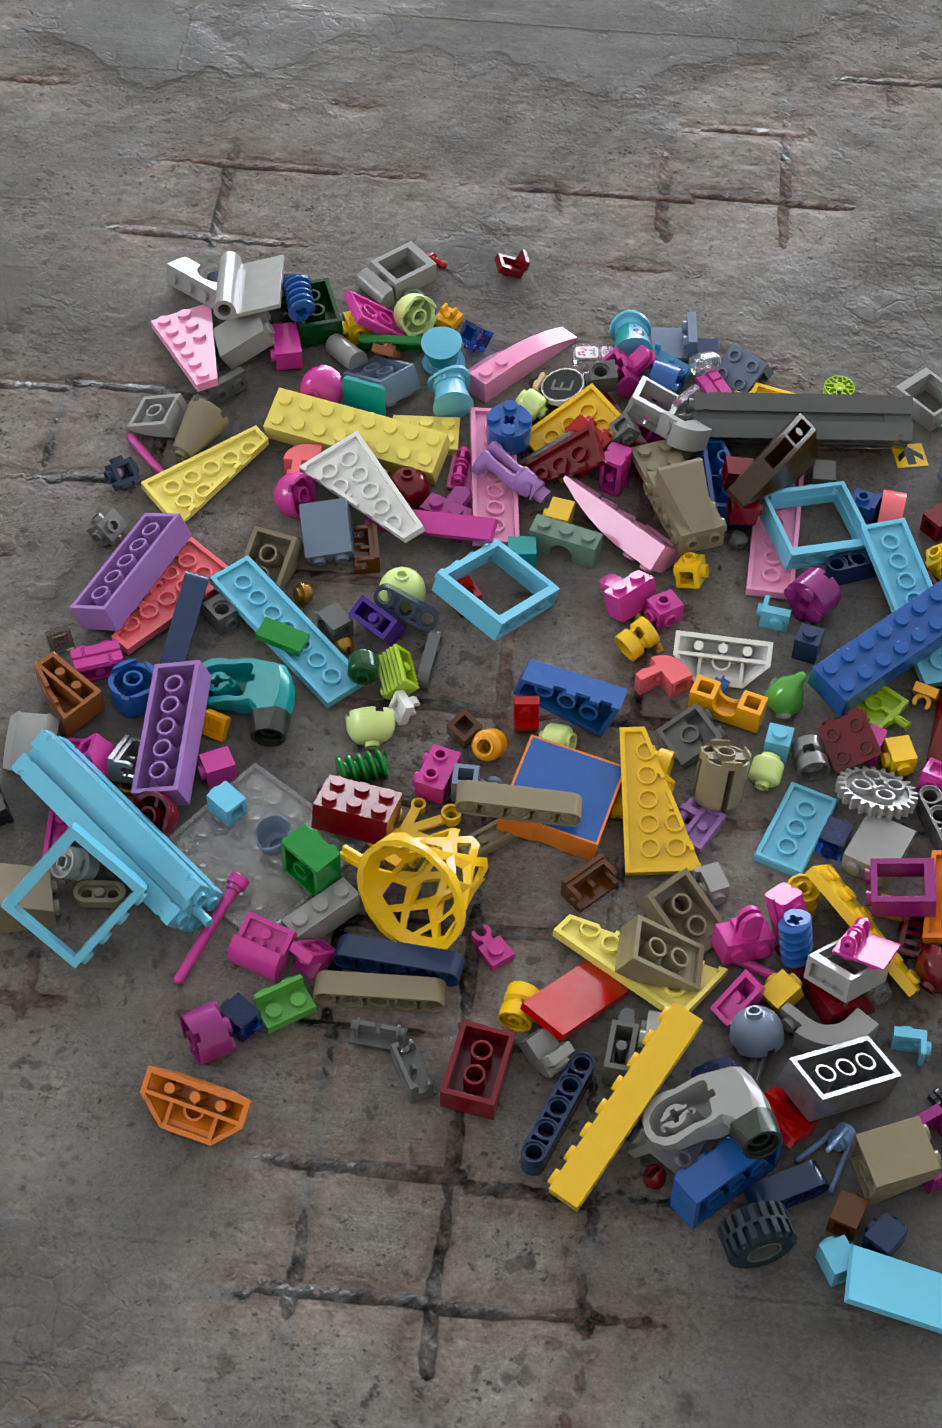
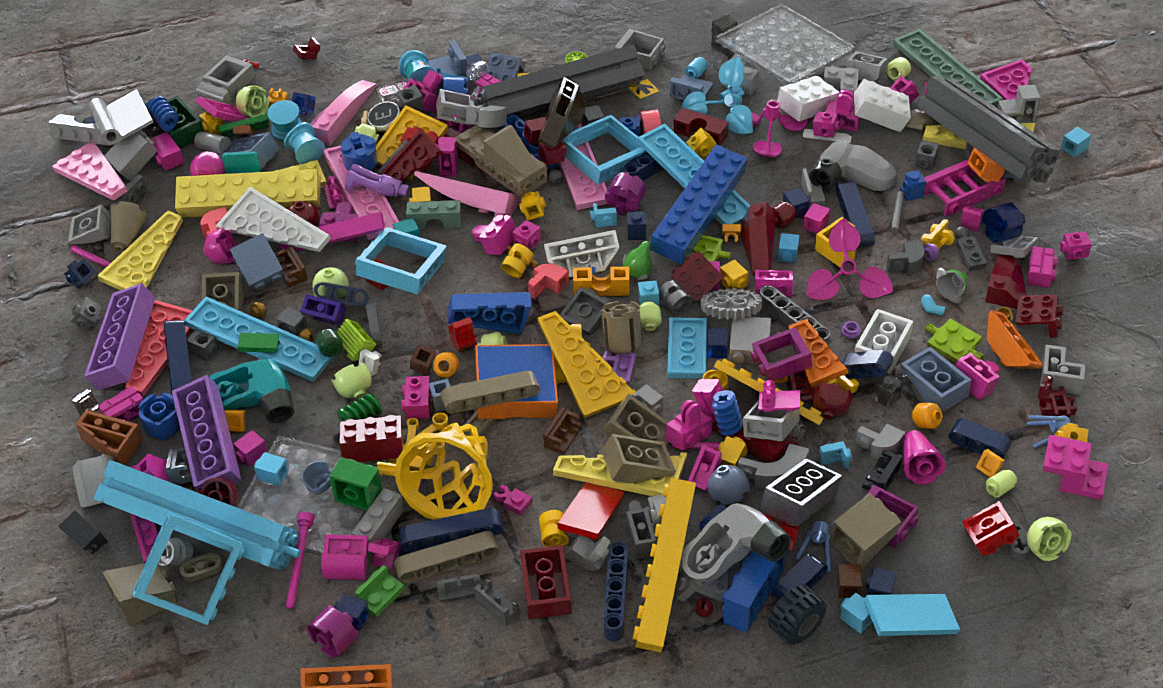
camera: 20 degrees left, 5 degrees down
(624, 429) = (443, 126): dark grey bracket -> none

